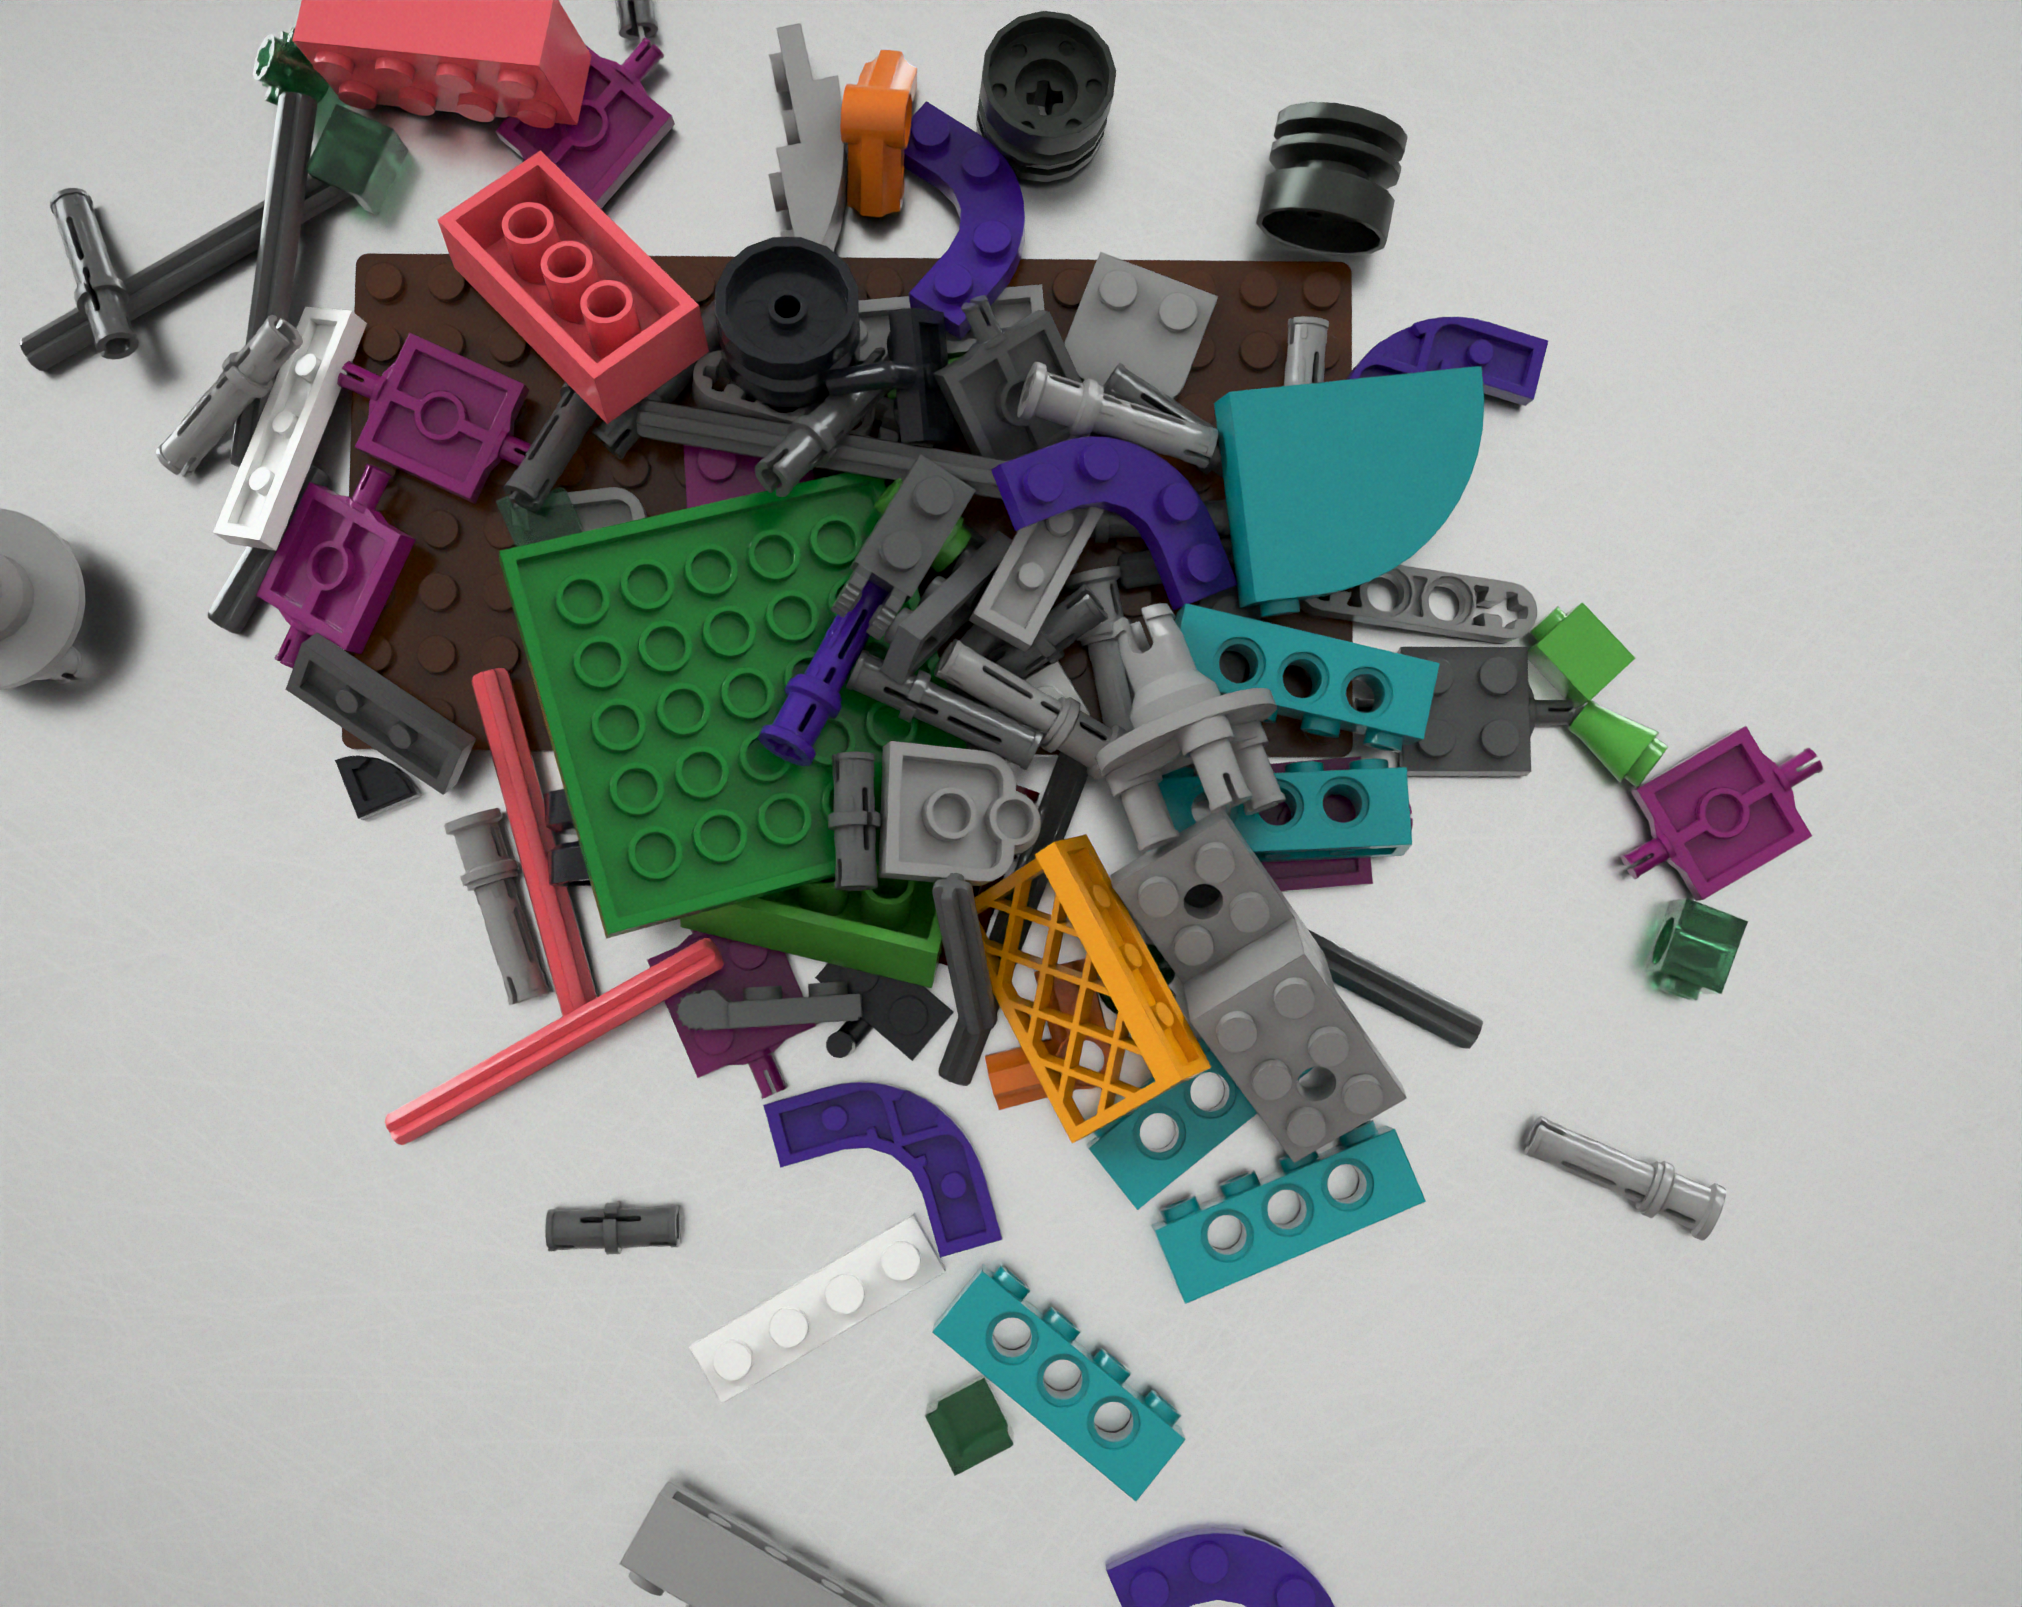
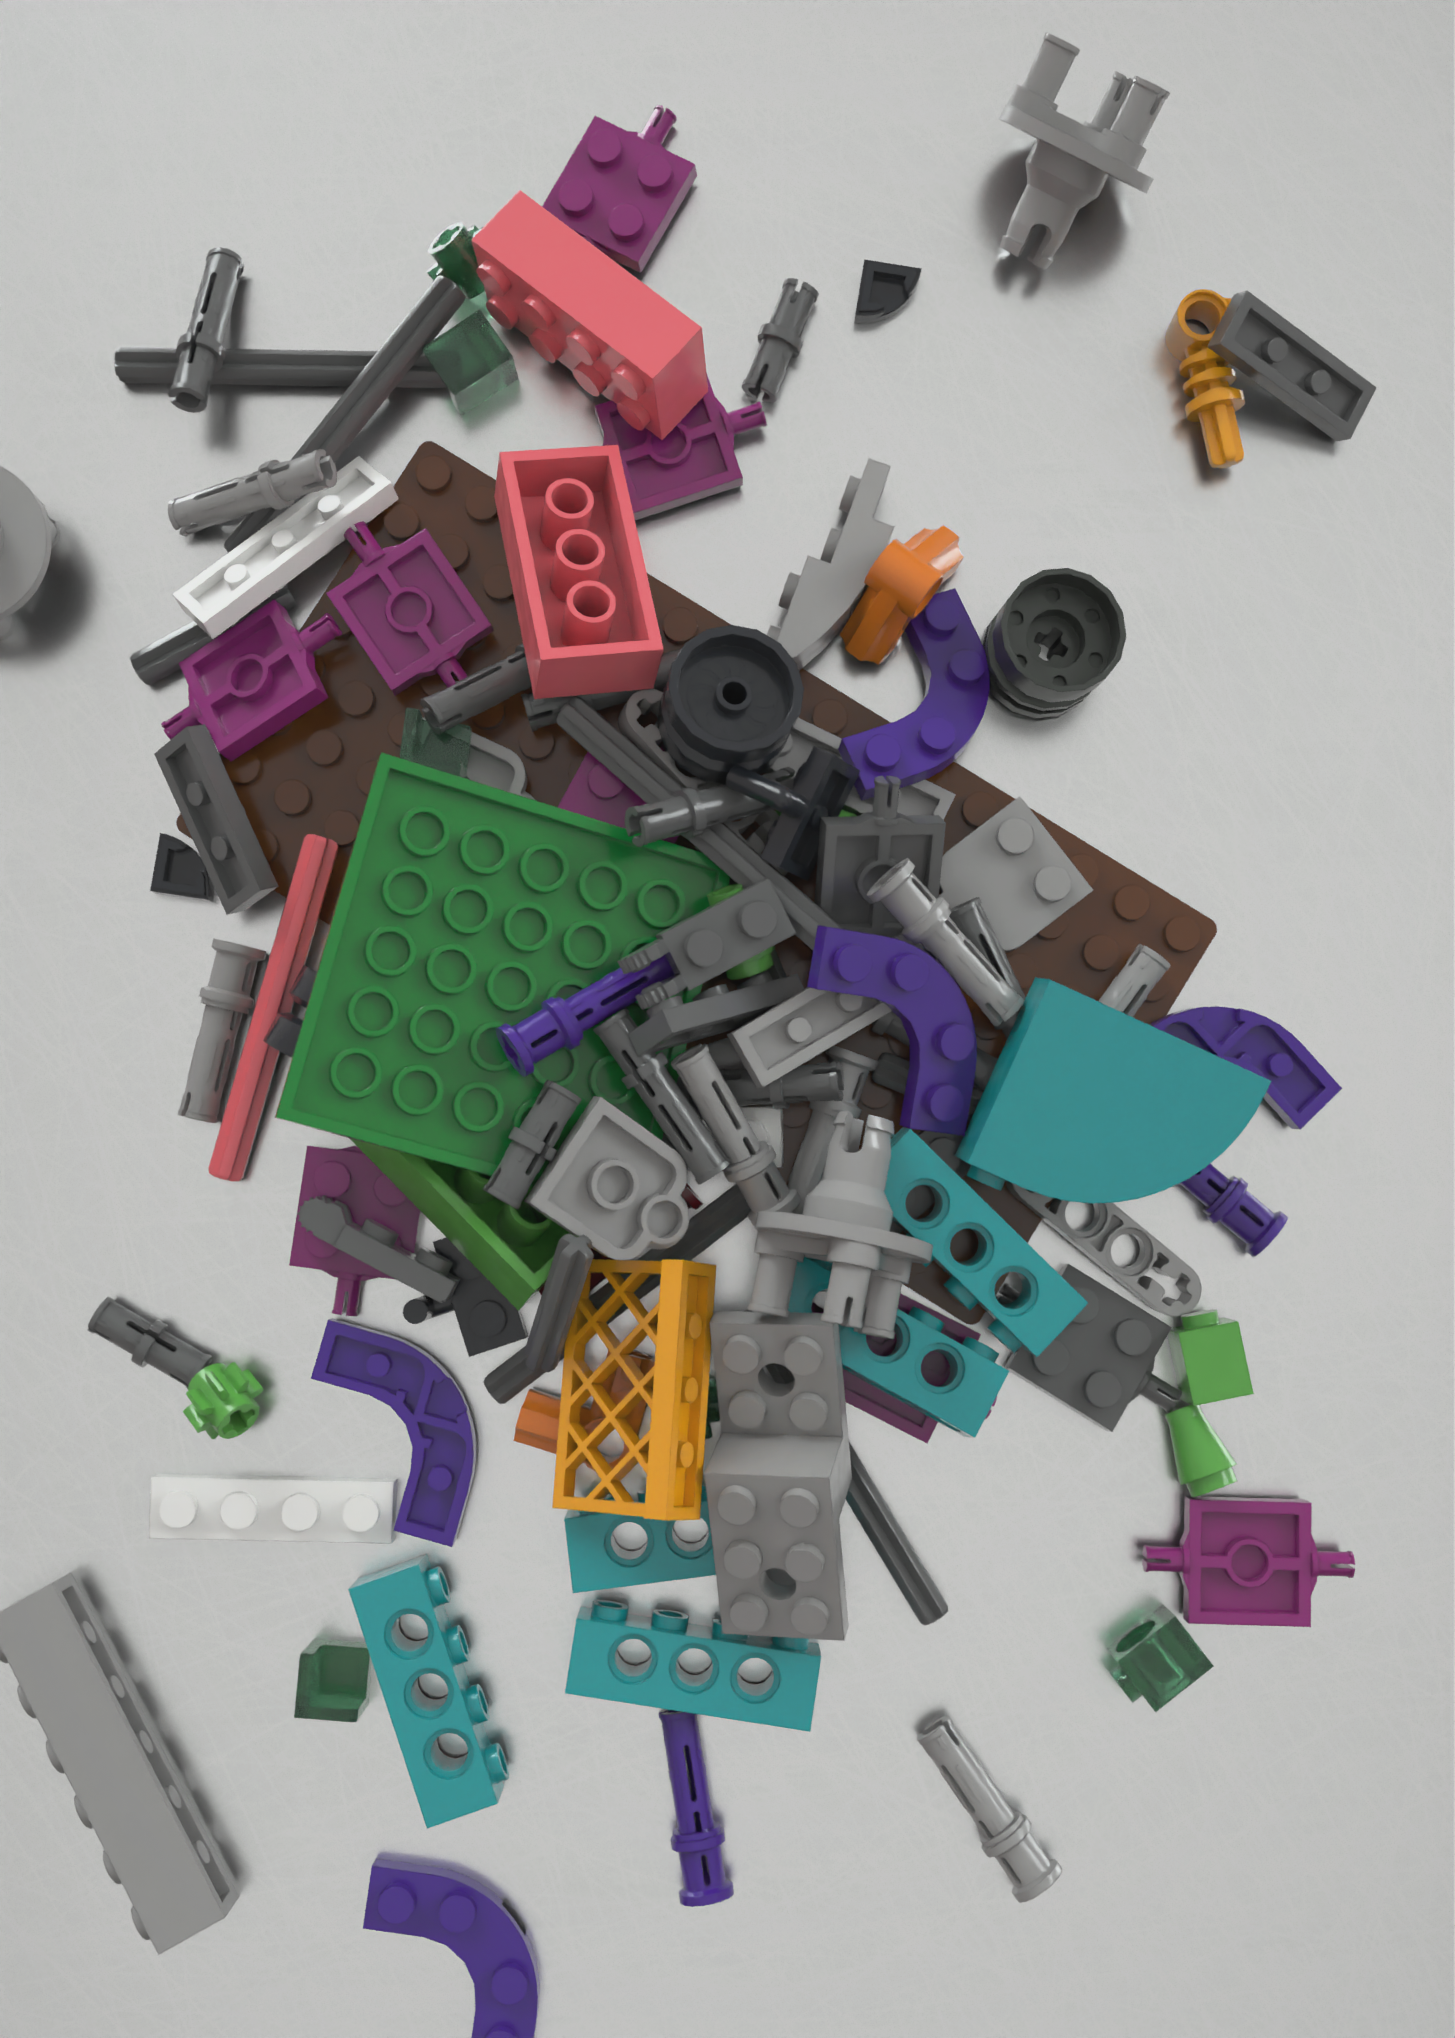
camera: 30 degrees right, 0 degrees up
(554, 1041) = (194, 1166): coral axle -> none
(712, 1236) = (223, 1400): none -> bright green gear
(1332, 178) = (1244, 851): pearl dark grey wheel -> none
(1381, 1360) = (693, 1839): none -> dark purple pin
(1517, 505) = (1235, 1208): none -> dark purple pin

